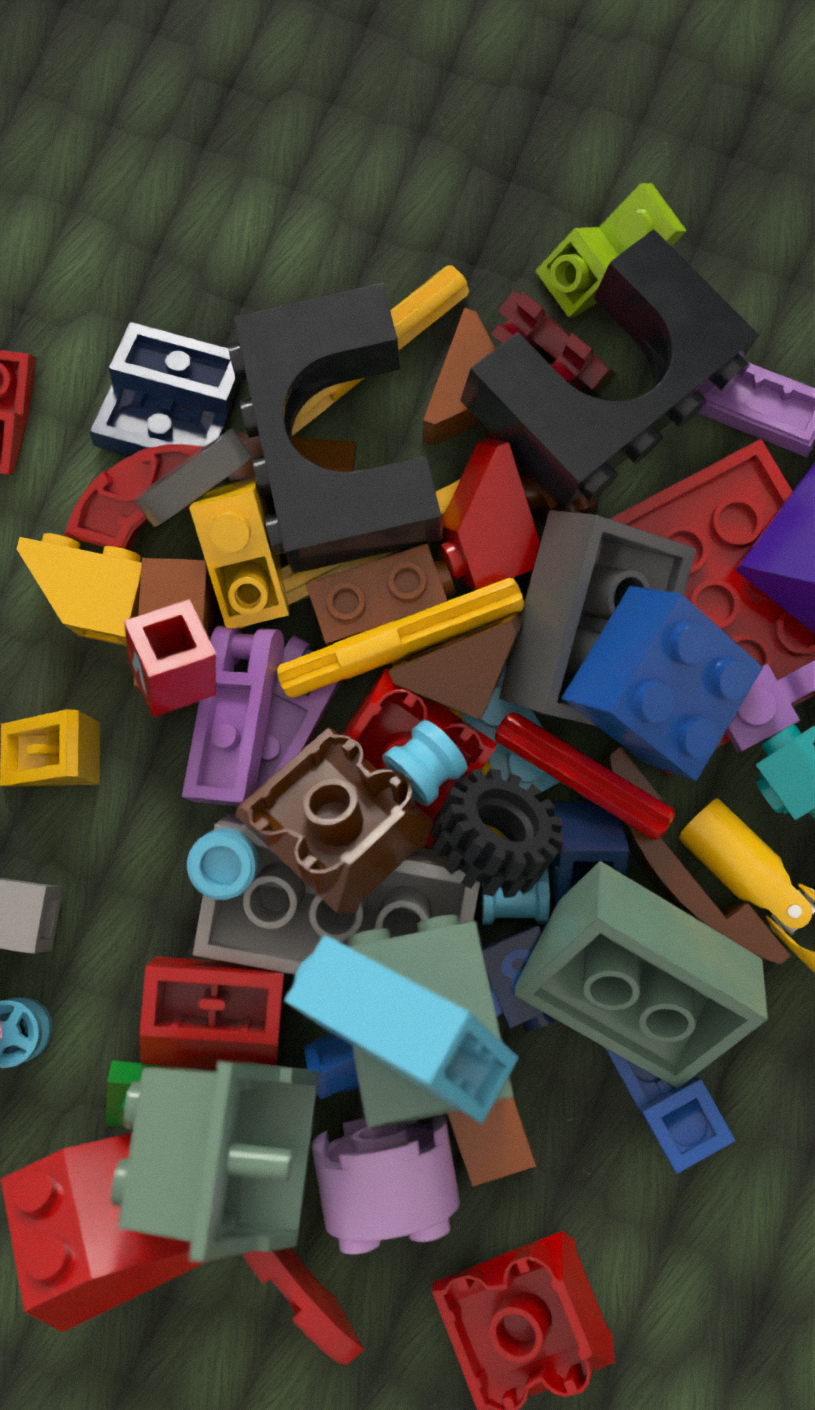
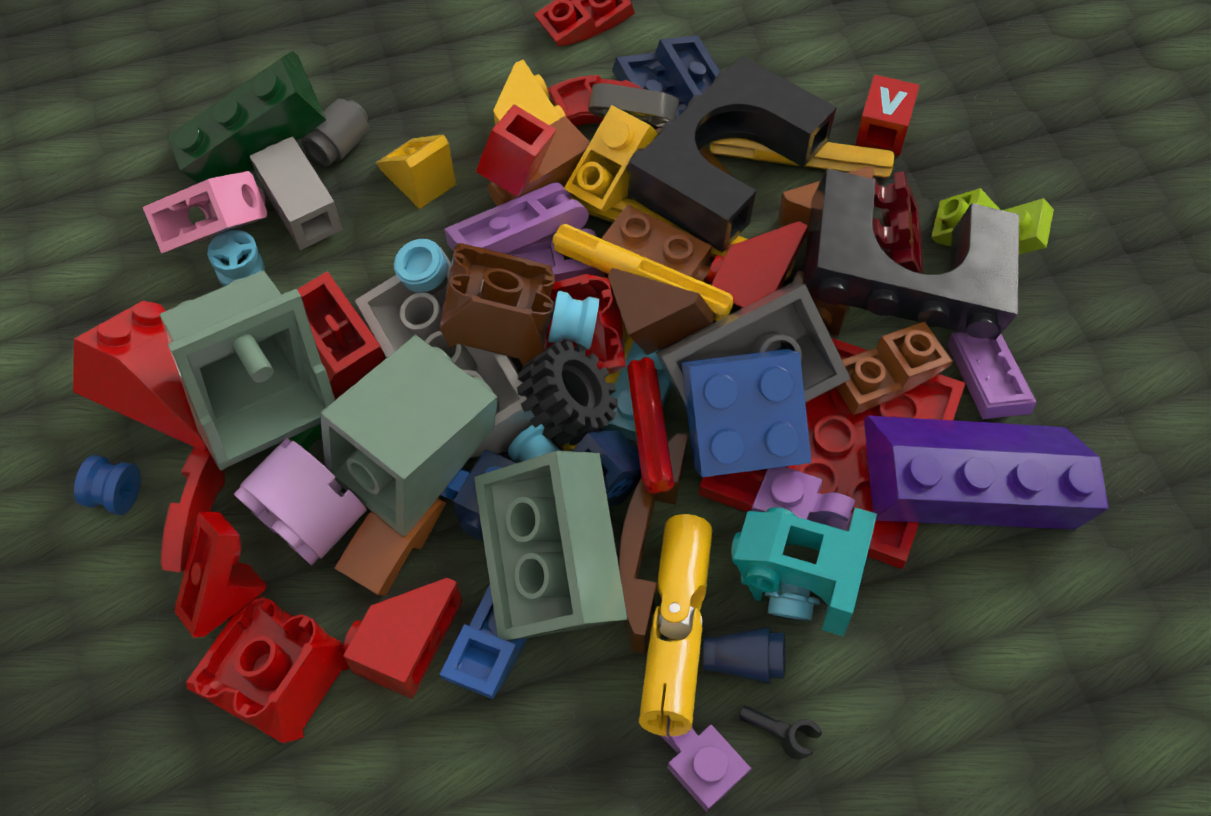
camera: 50 degrees right, 20 degrees down
(192, 1355) = (107, 484): none -> blue wheel
(399, 1316) = (213, 580): none -> red slope
(403, 228) = (887, 114): none -> red brick
(403, 1027) = (395, 383): medium azure slope -> none
(600, 1178) = (402, 636): none -> red slope
(701, 490) = (893, 367): none -> dark orange slope

